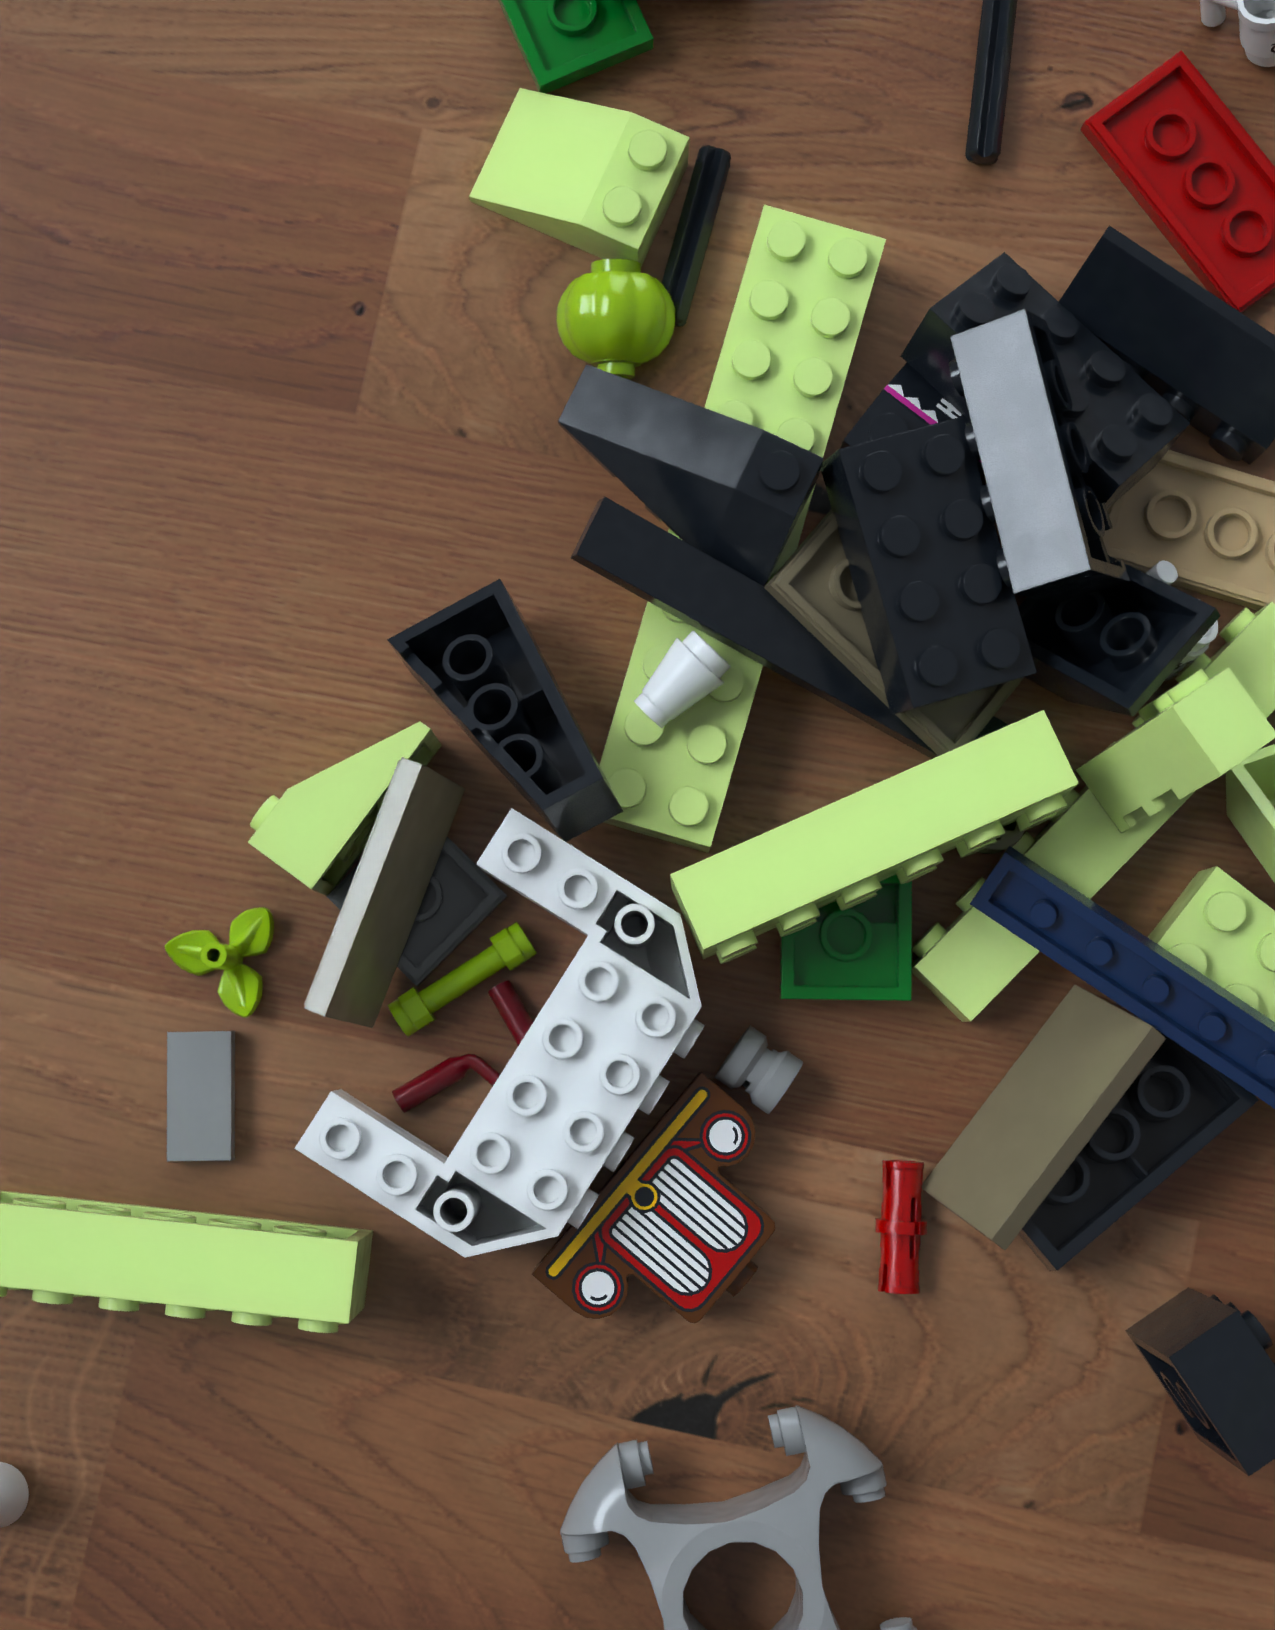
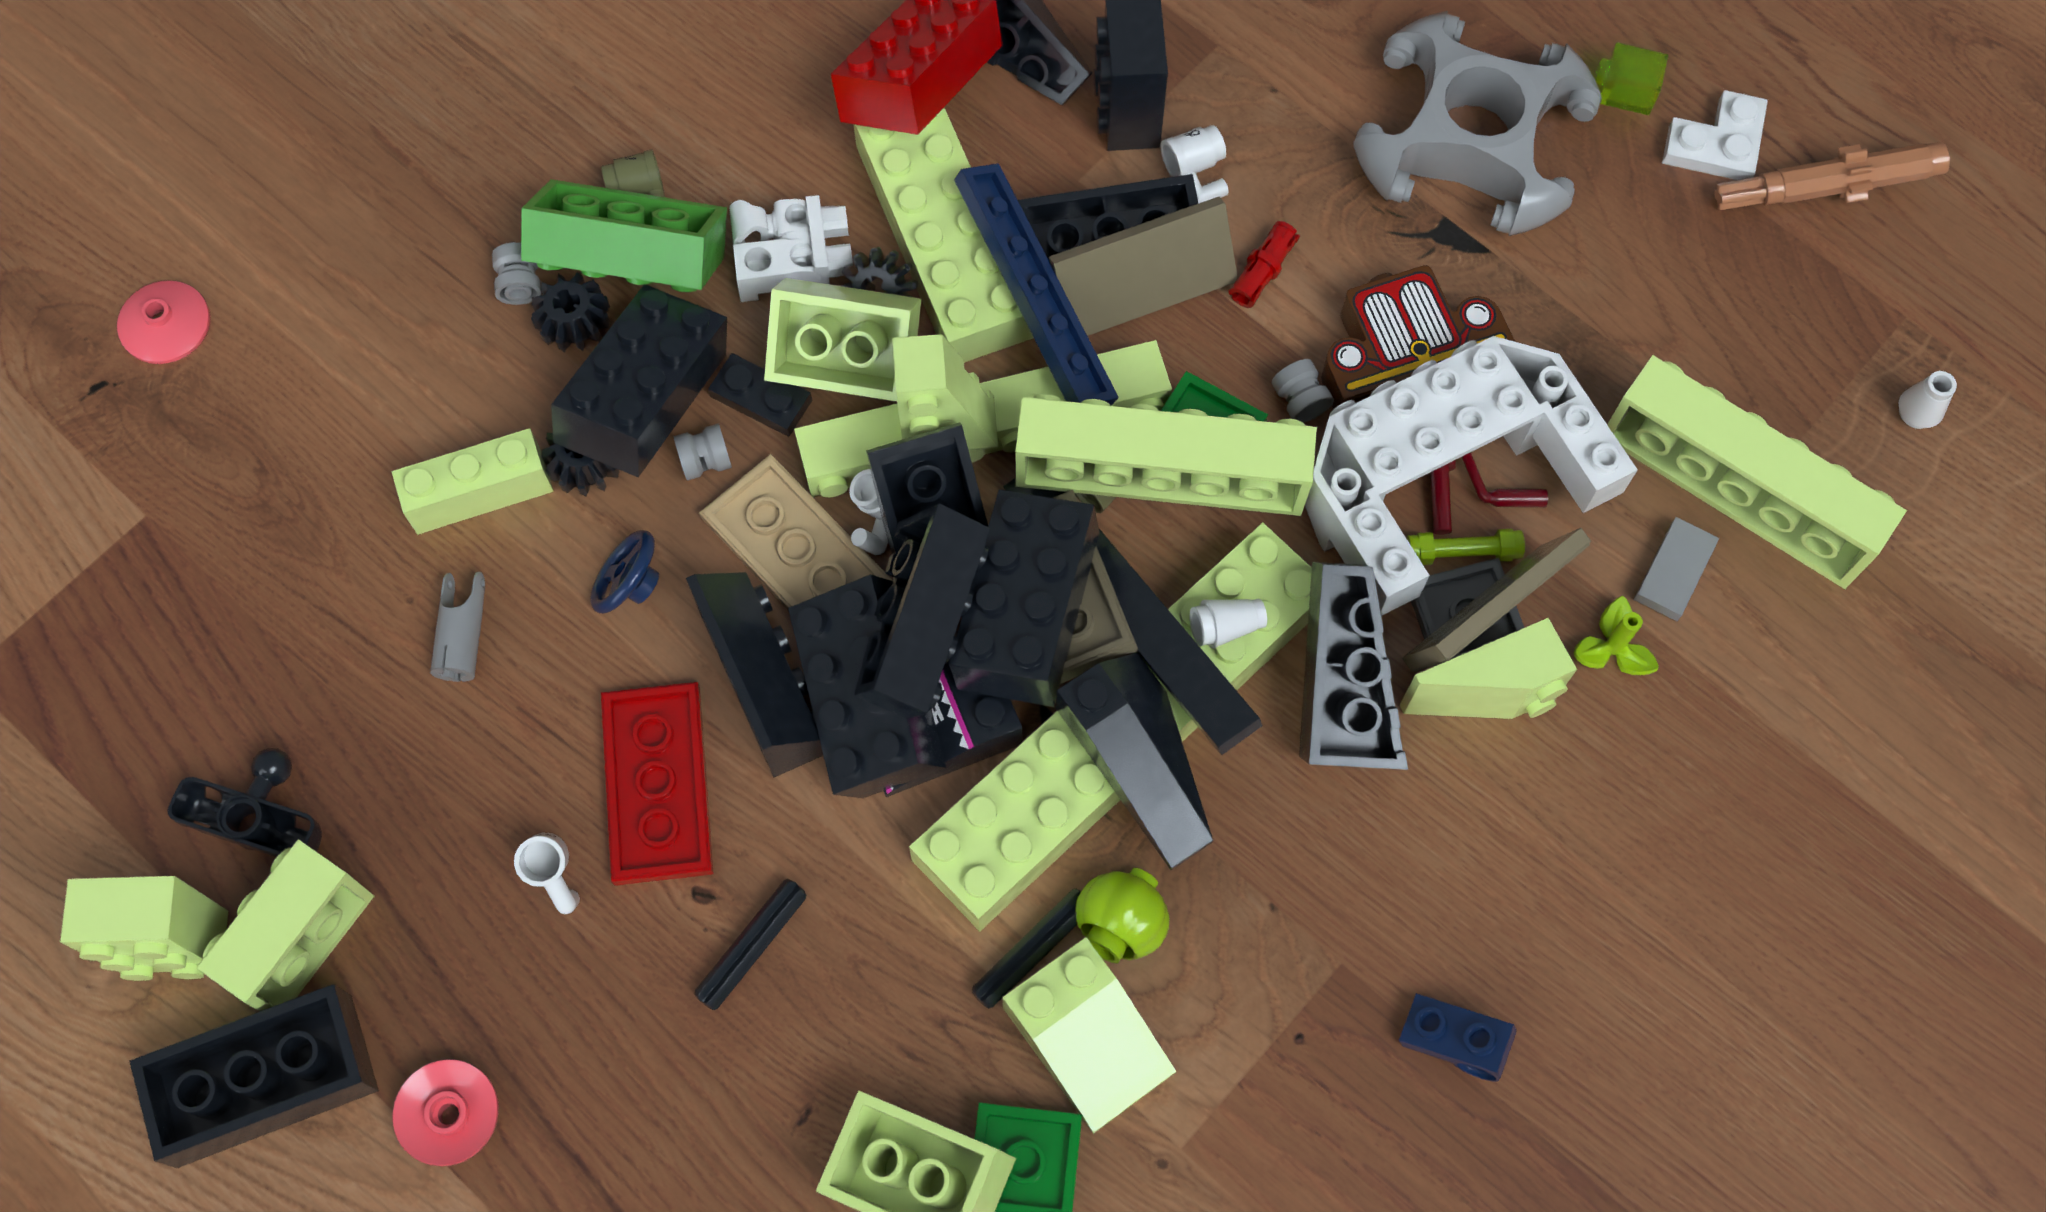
camera: 150 degrees left, 15 degrees down
(178, 390) = (1459, 1036): none -> dark blue plate
(1078, 1330) = (1194, 153): none -> white piece

